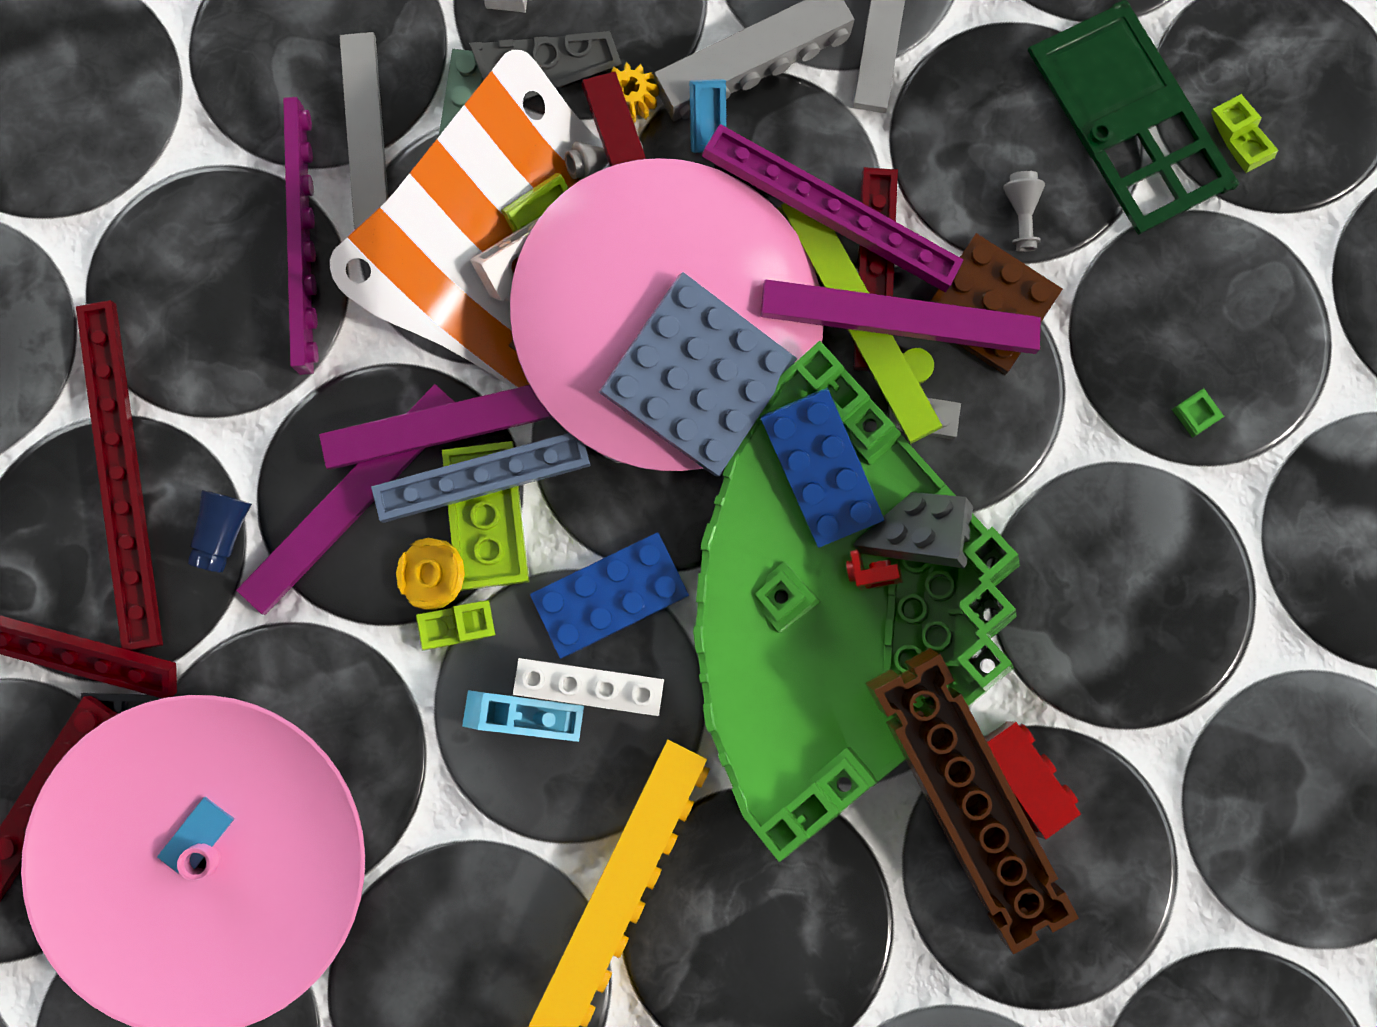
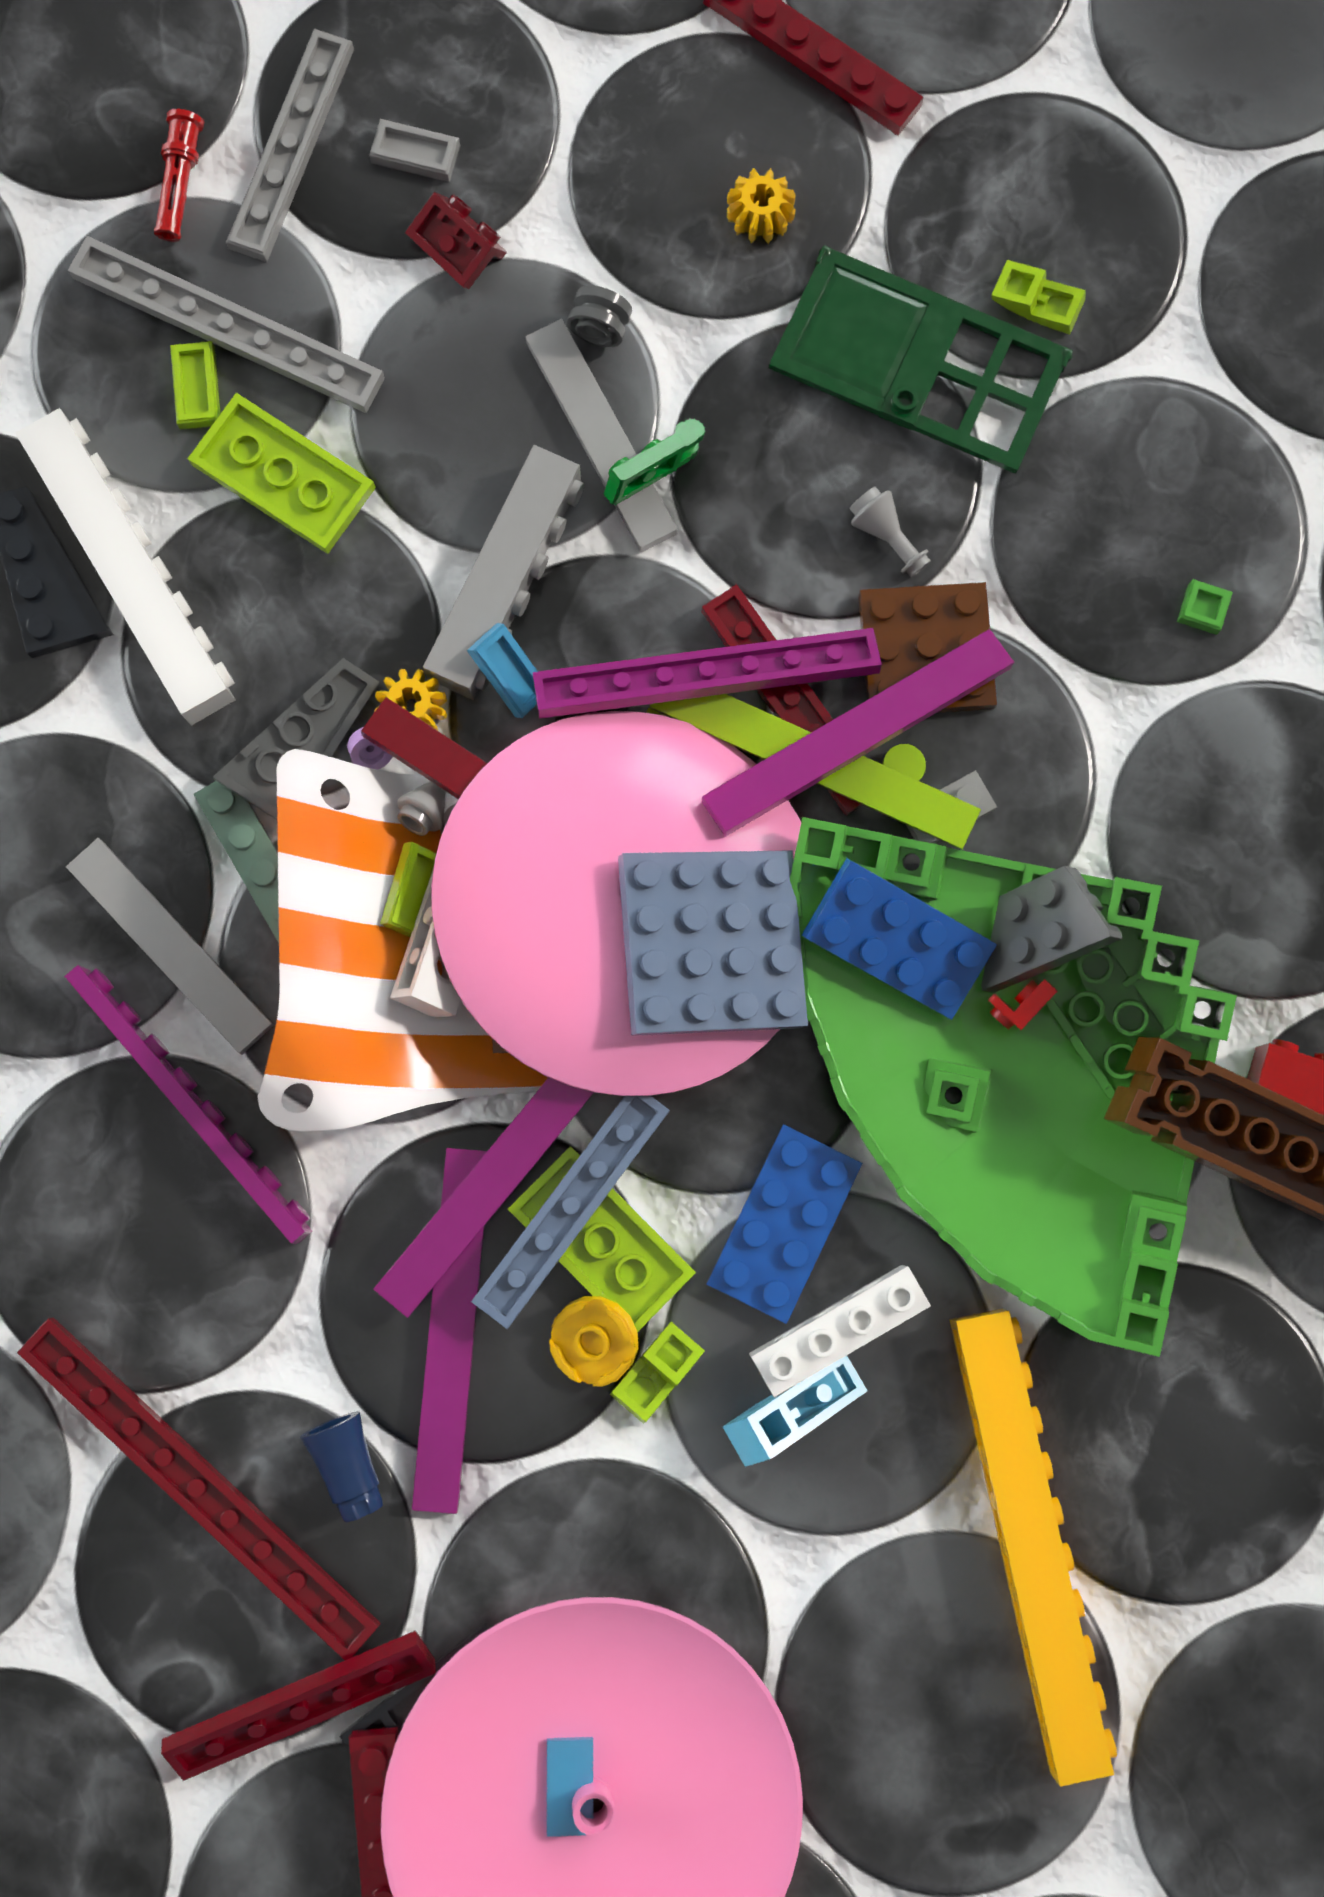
camera: 35 degrees left, 0 degrees up
(578, 103) = (366, 753): none -> lavender tile
(904, 52) = (654, 461): none -> green hinge

